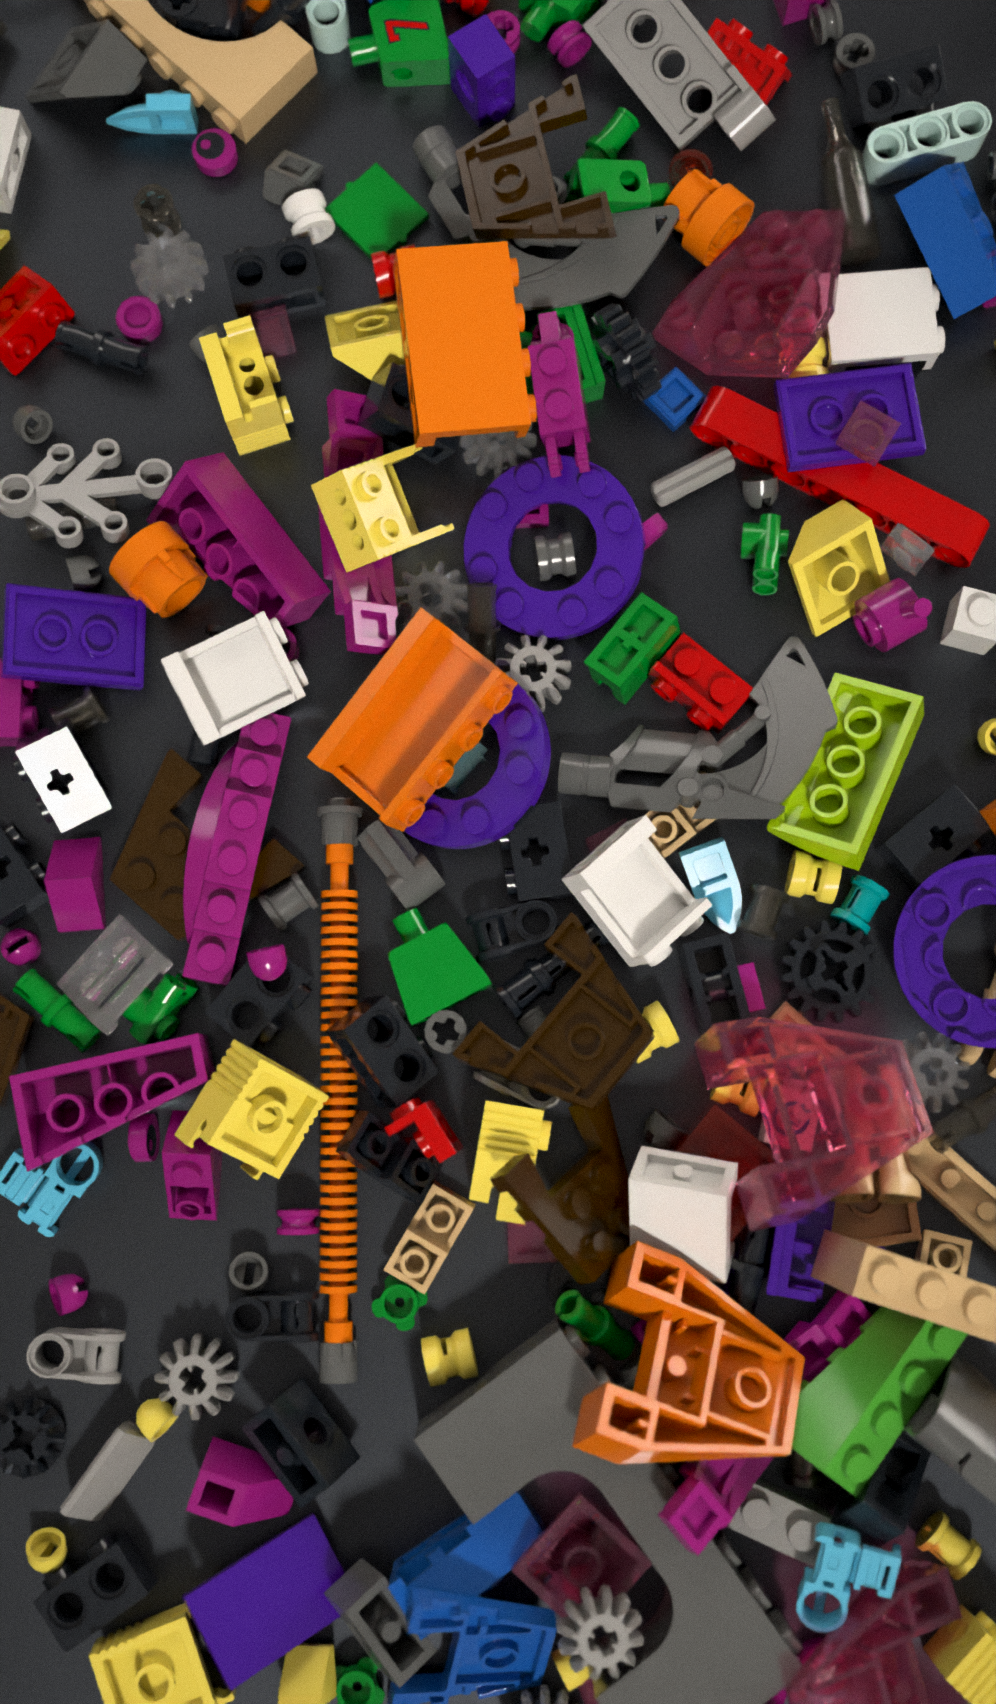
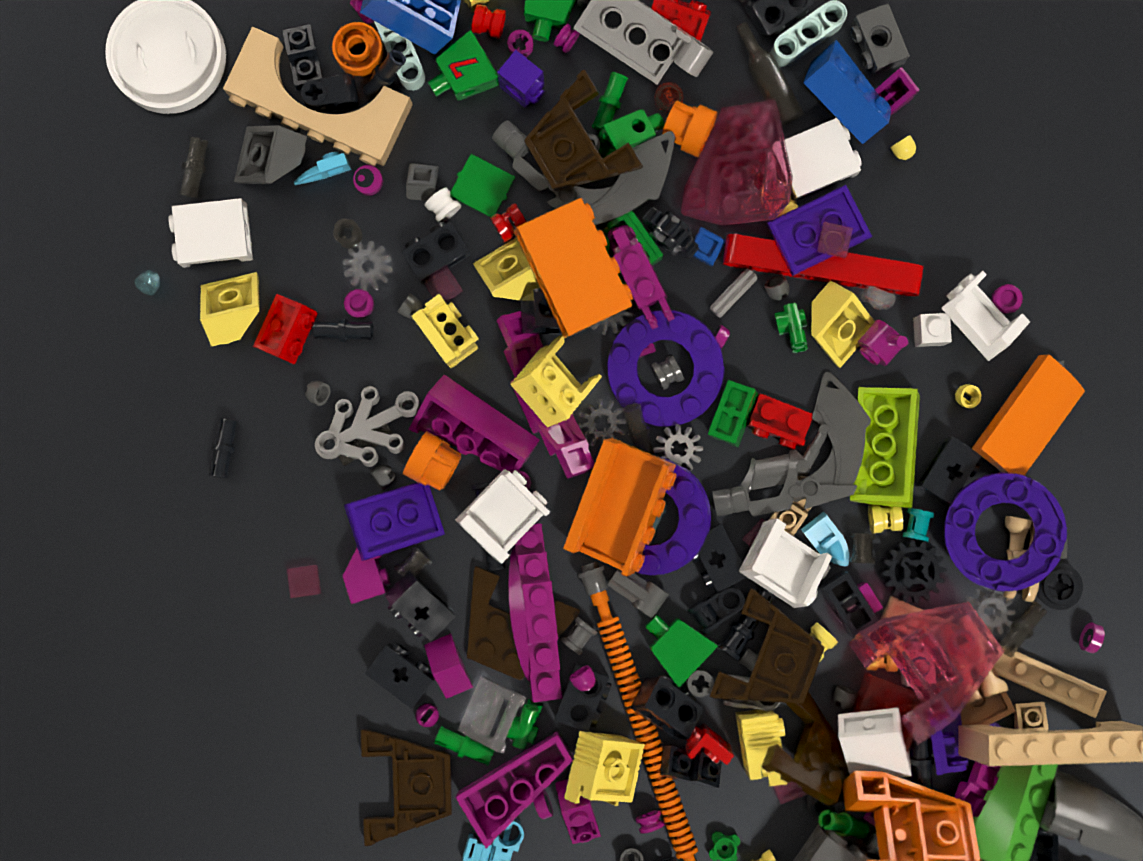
camera: 20 degrees left, 5 degrees up
(429, 1237) = (729, 804): tan slope -> none

